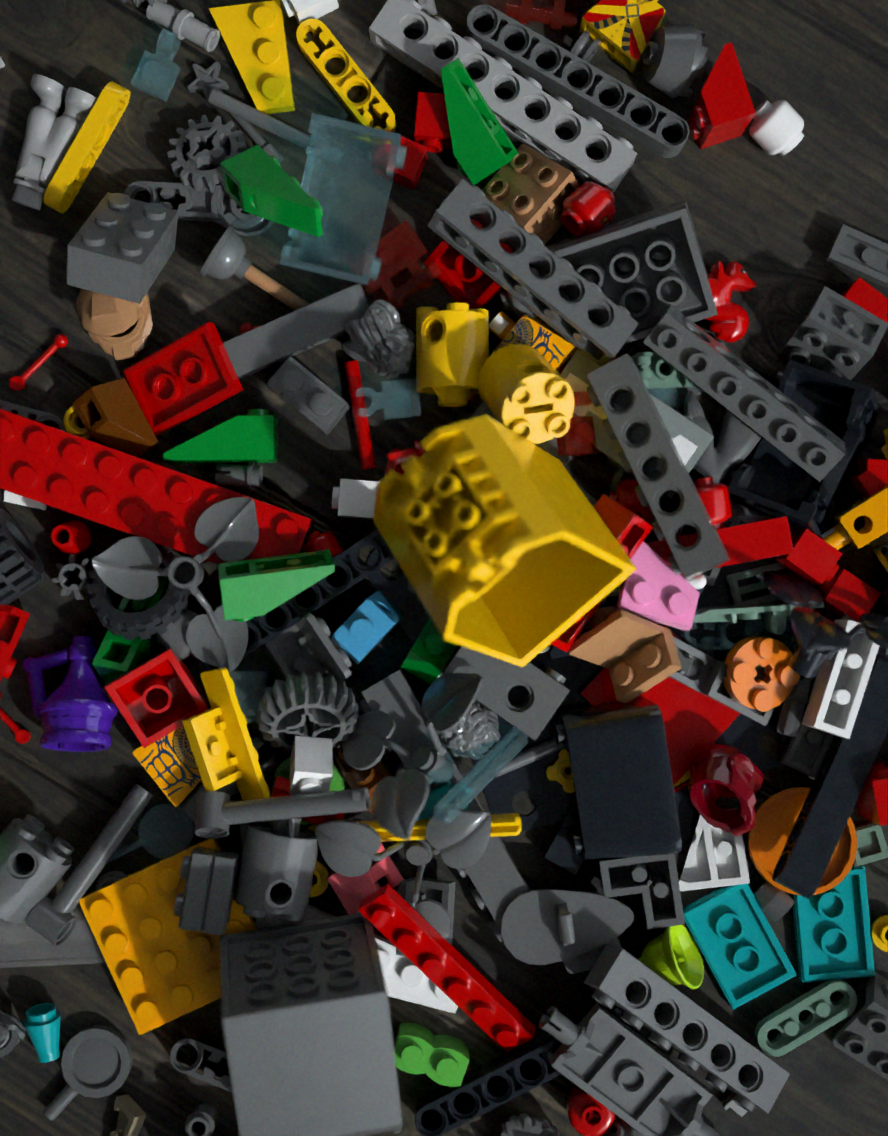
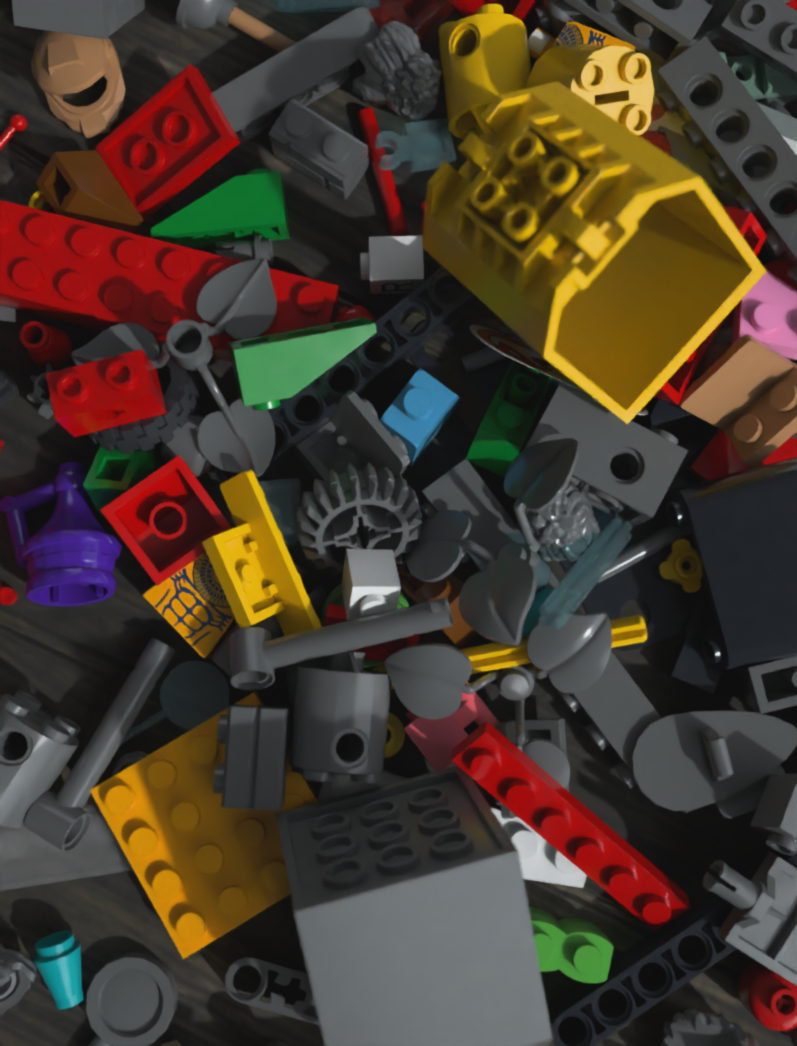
camera: 10 degrees left, 5 degrees down
(117, 599) = (106, 393): none -> red brick

